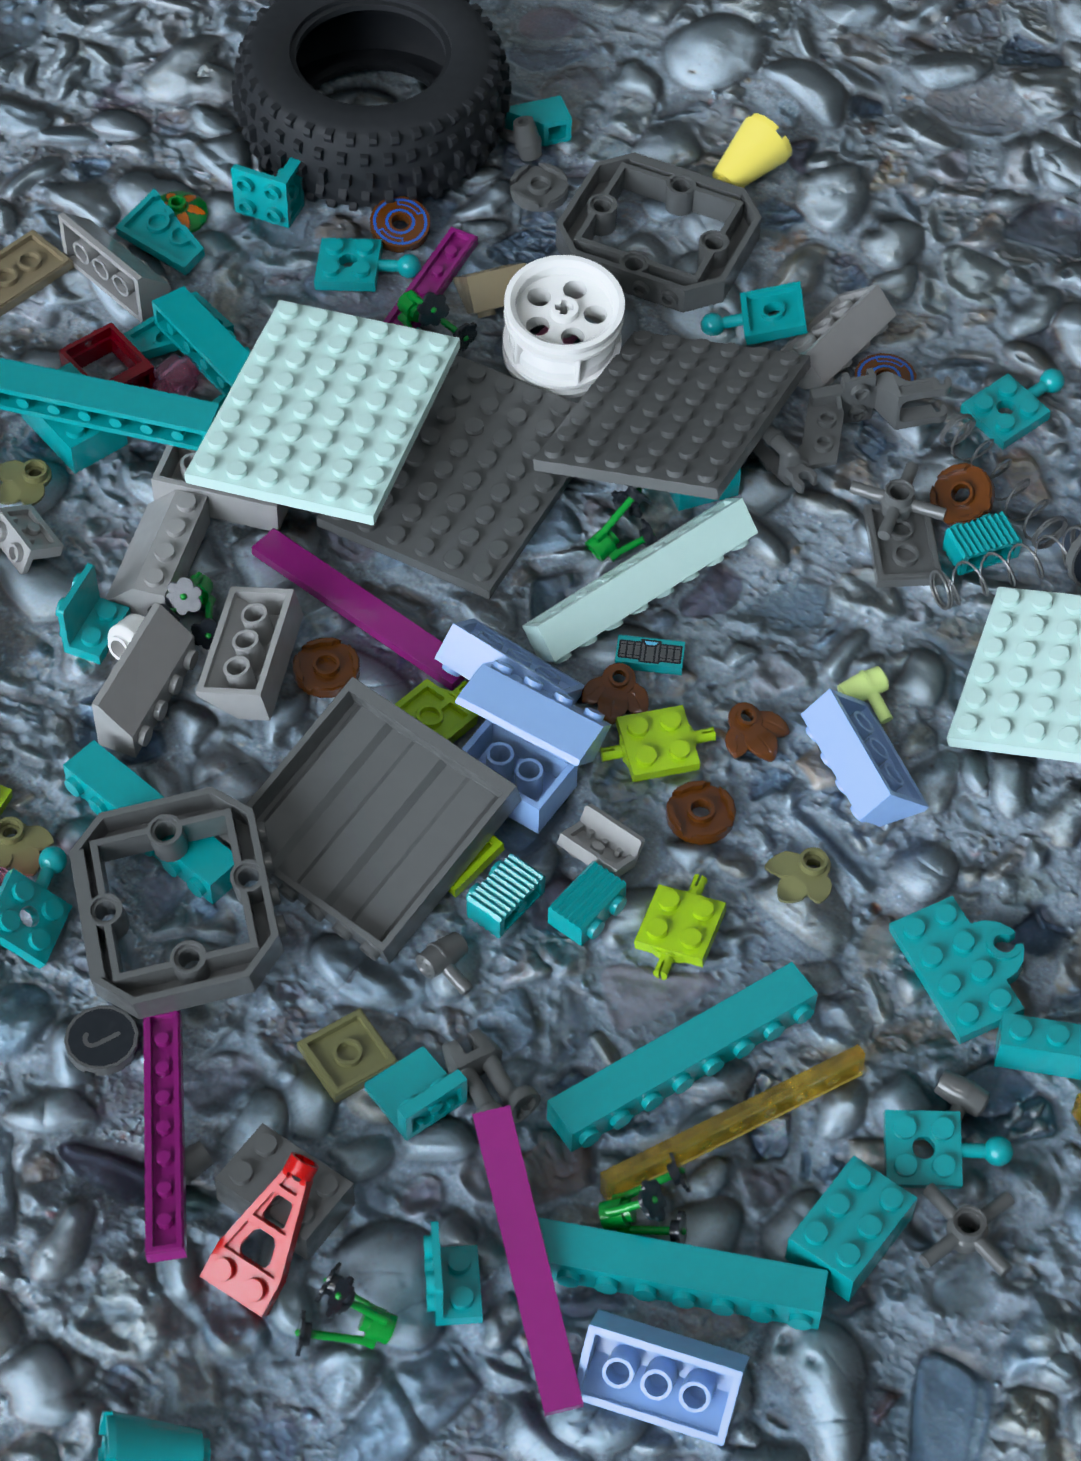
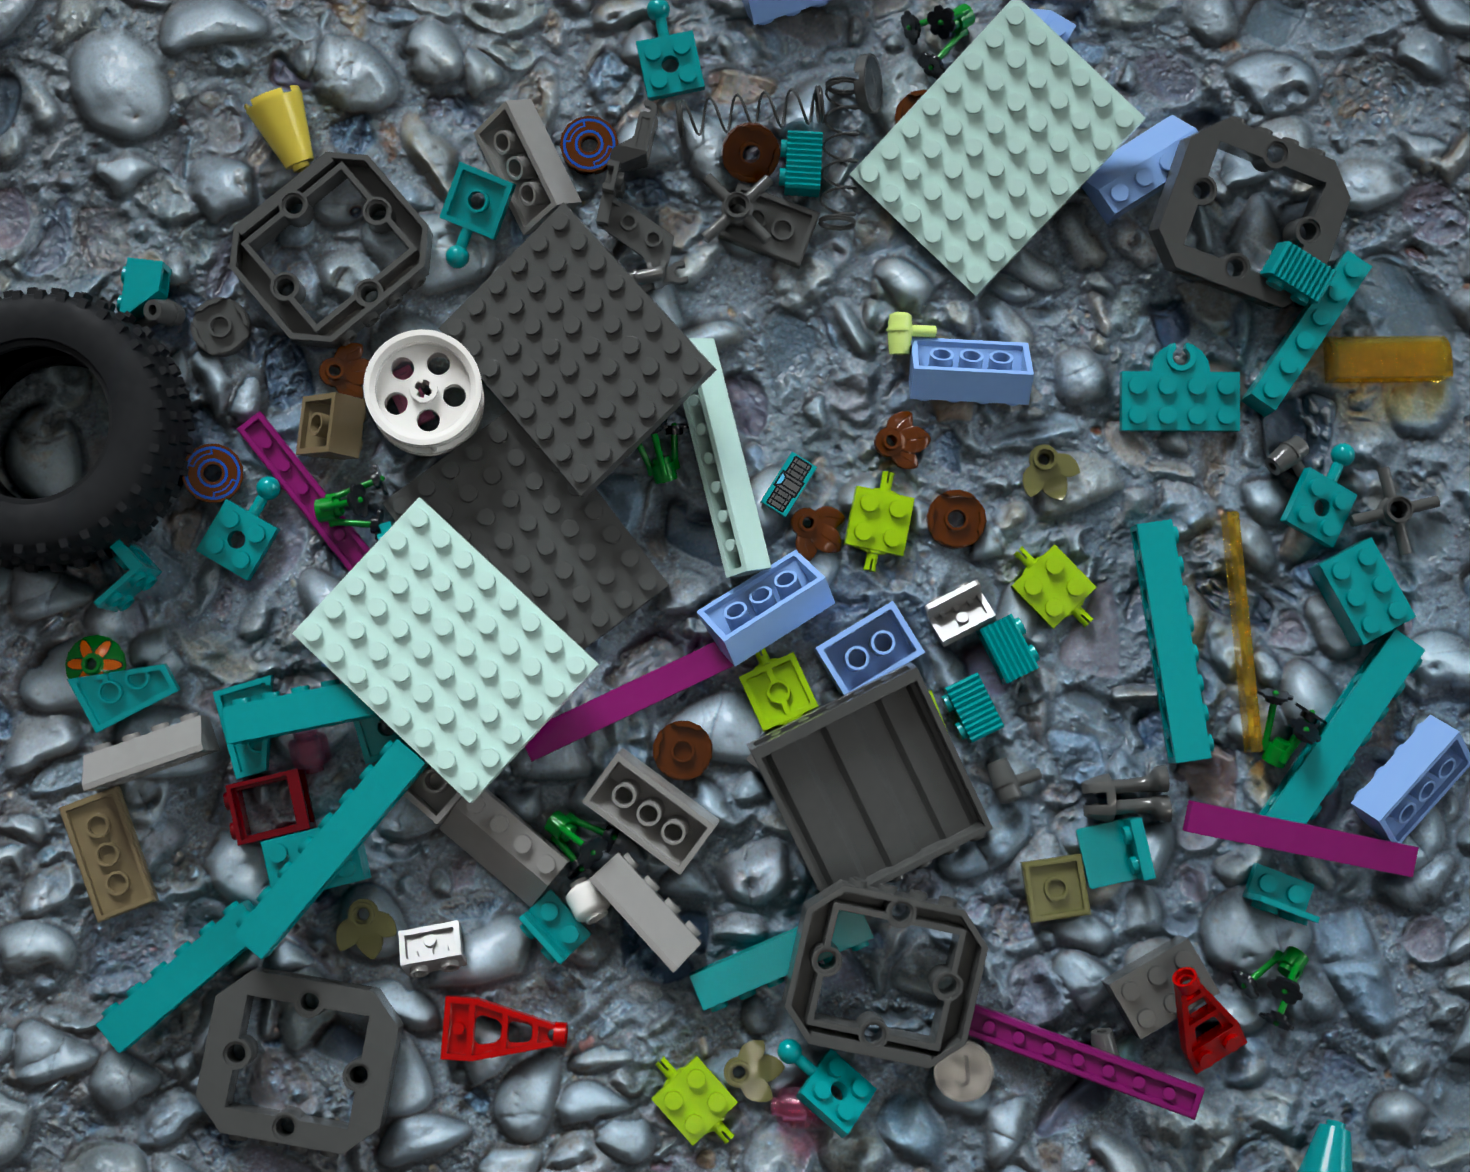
camera: 70 degrees left, 30 degrees up
(535, 713) = (837, 616): light blue slope -> none

